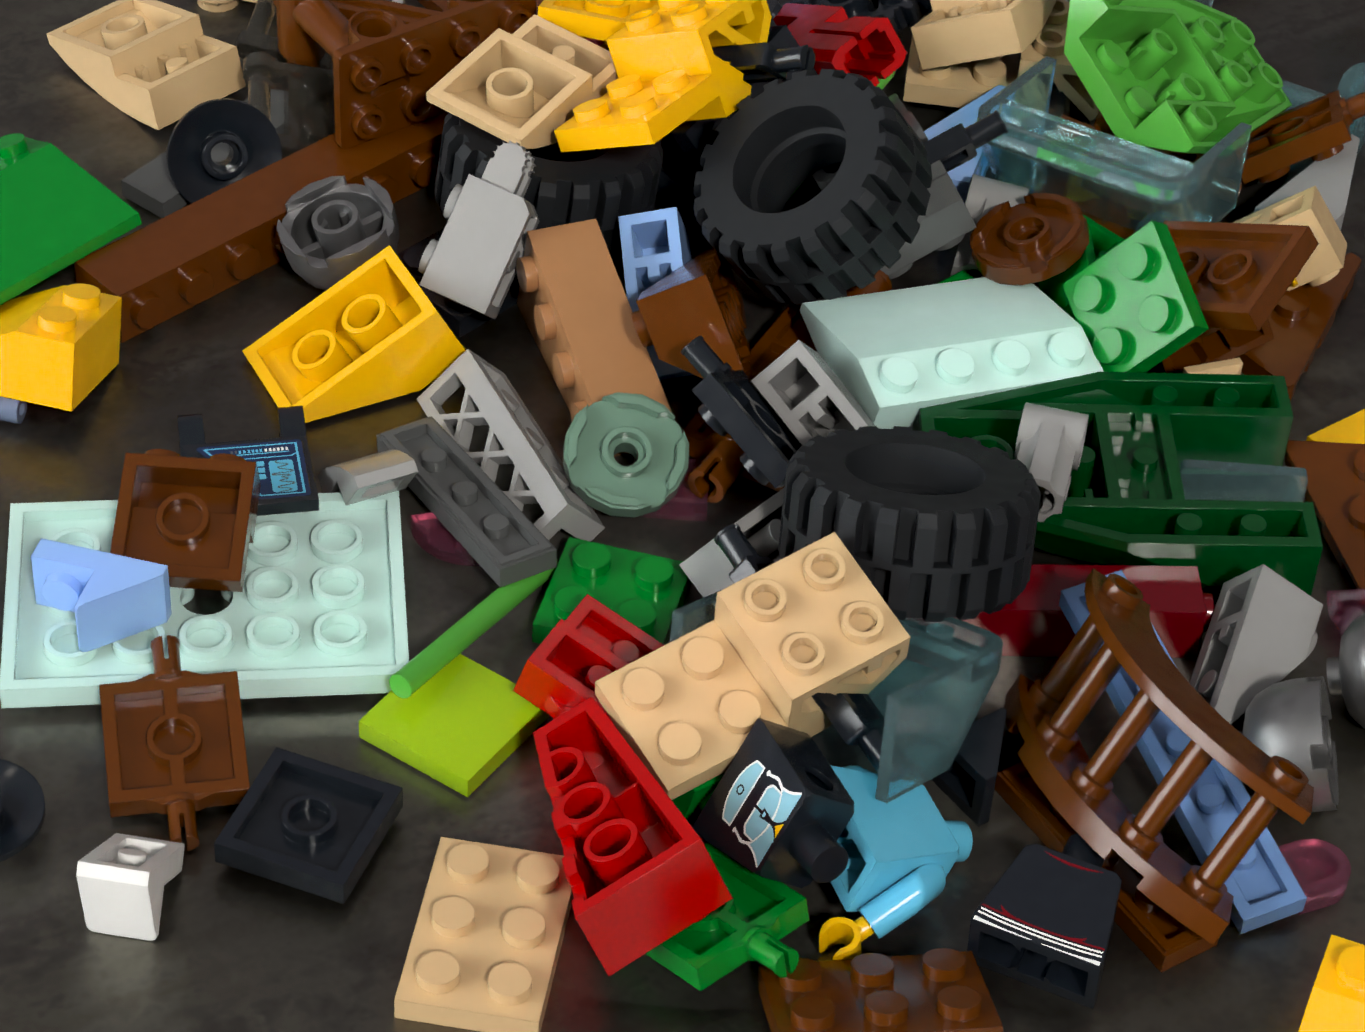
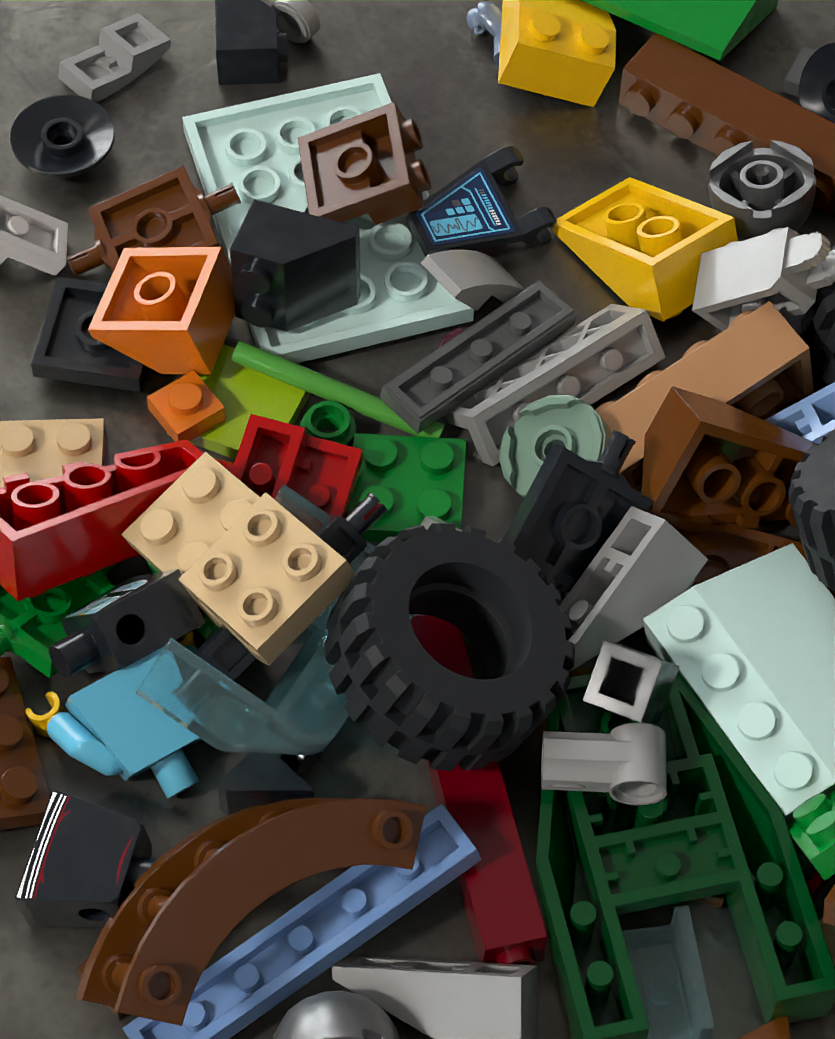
camera: 80 degrees right, 15 degrees up
(106, 591) = (268, 142): light blue slope -> none
(327, 592) = (293, 267): none -> black slope
(327, 719) = (168, 308): none -> orange slope
(460, 750) = (186, 407): none -> orange plate
(510, 644) = (330, 416): none -> green plate
(977, 402) = (631, 683): none -> brick

